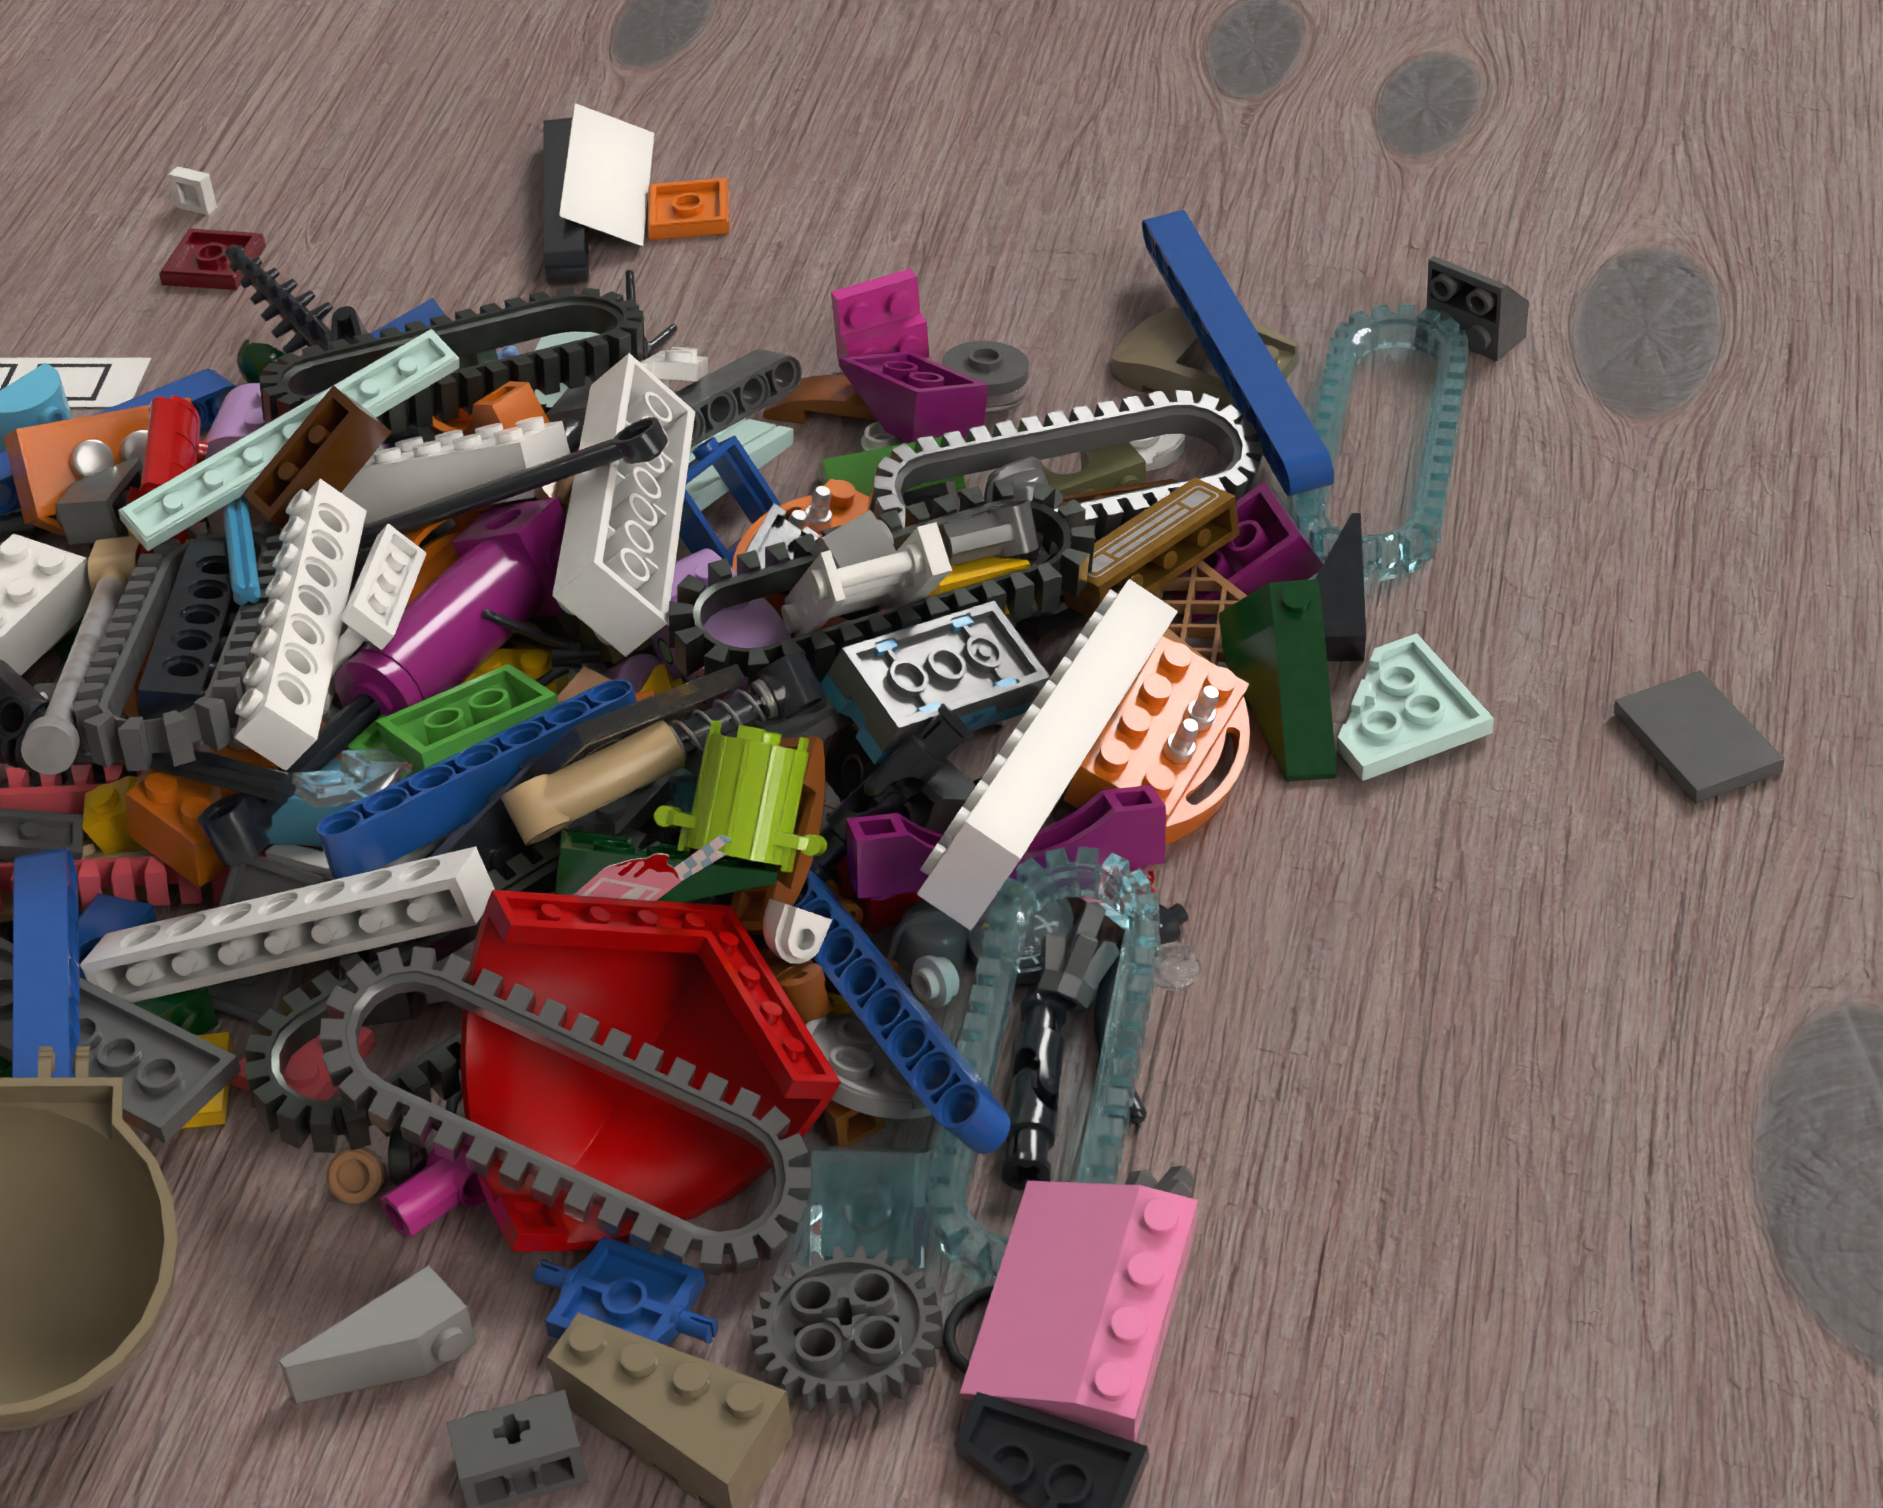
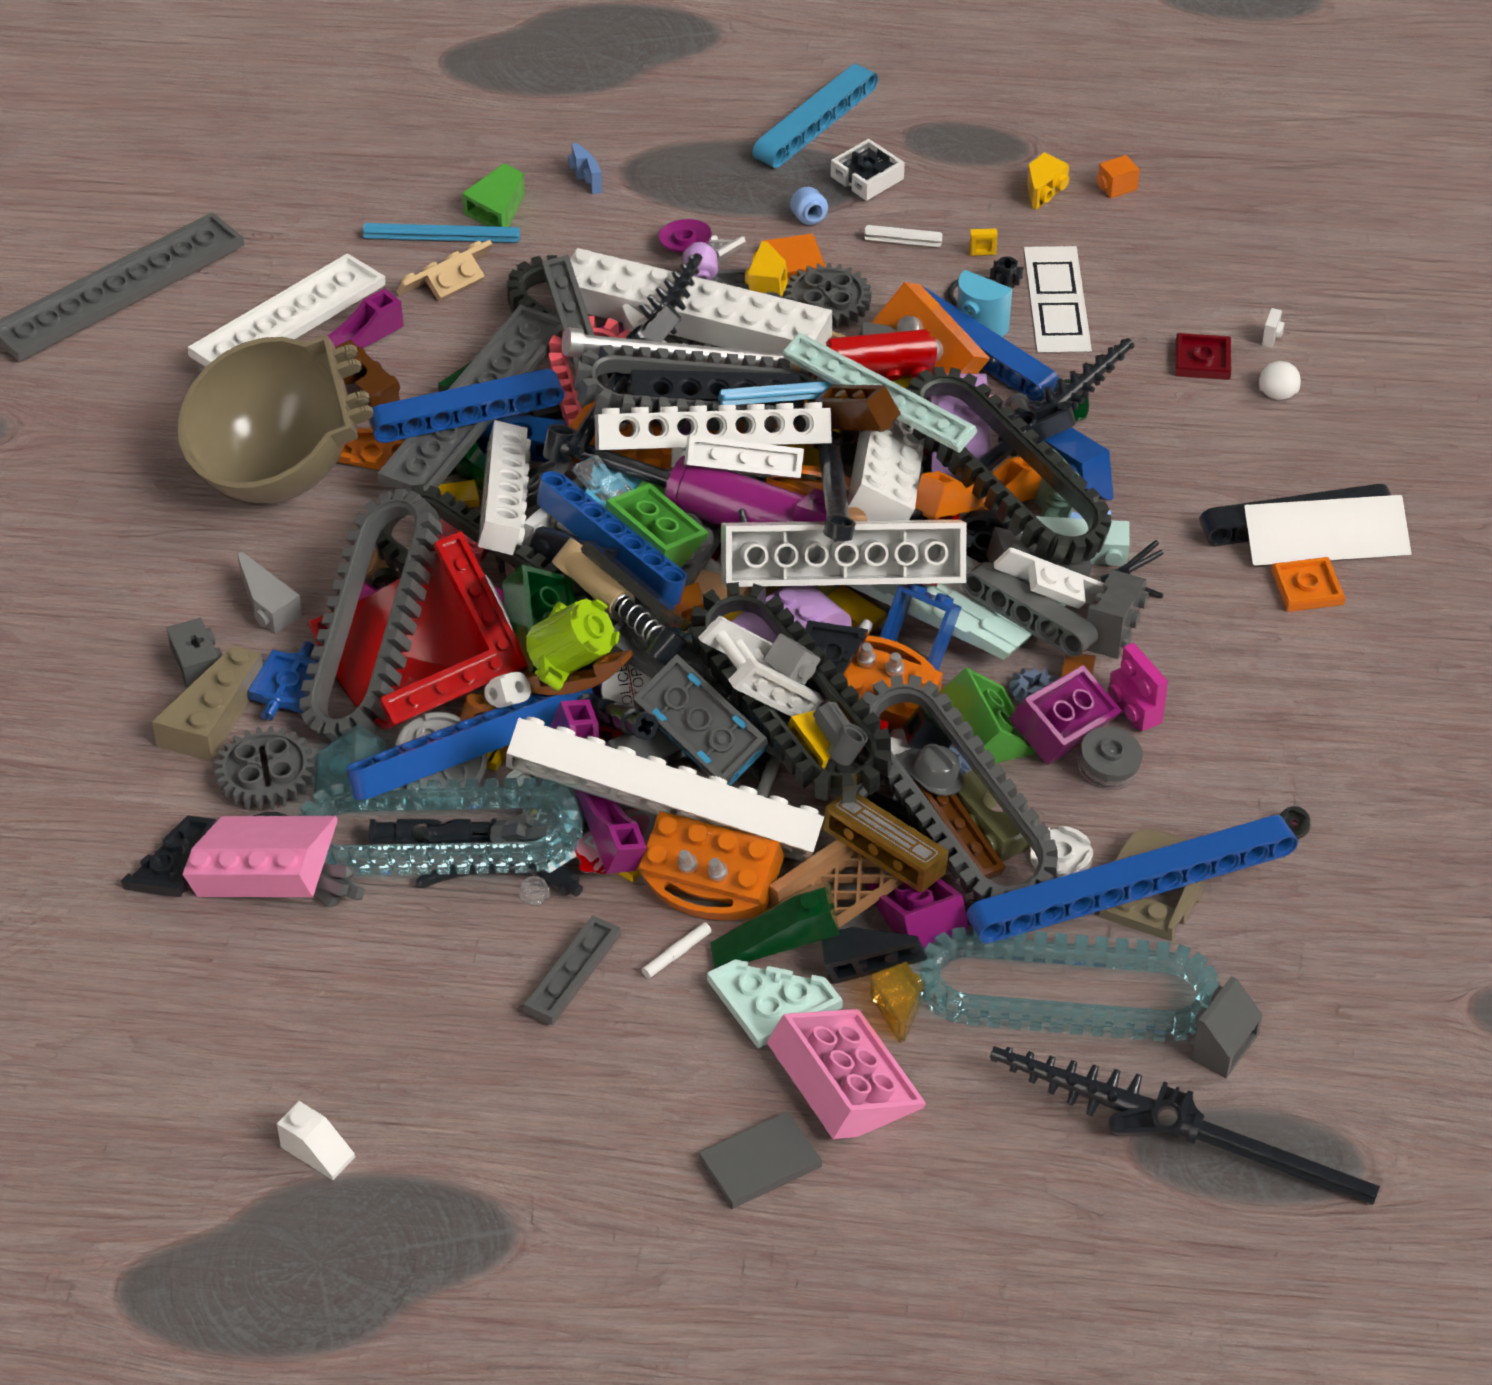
camera: 80 degrees right, 5 degrees up
(296, 195) = (1279, 380): none -> white hair
(716, 333) = (1117, 612): none -> dark grey wedge
(814, 440) = (1020, 683): none -> sand blue gear
(1116, 245) = (1297, 820): none -> pearl dark grey tile
(1301, 812) = (676, 950): none -> white piece
(1346, 921) = (572, 970): none -> dark grey plate
(1415, 584) = (897, 997): none -> clear yellow slope
(1550, 642) = (843, 1071): none -> bright pink slope
(1611, 370) = (1139, 1117): none -> black piece
(1712, 1244) = (314, 1140): none -> white slope

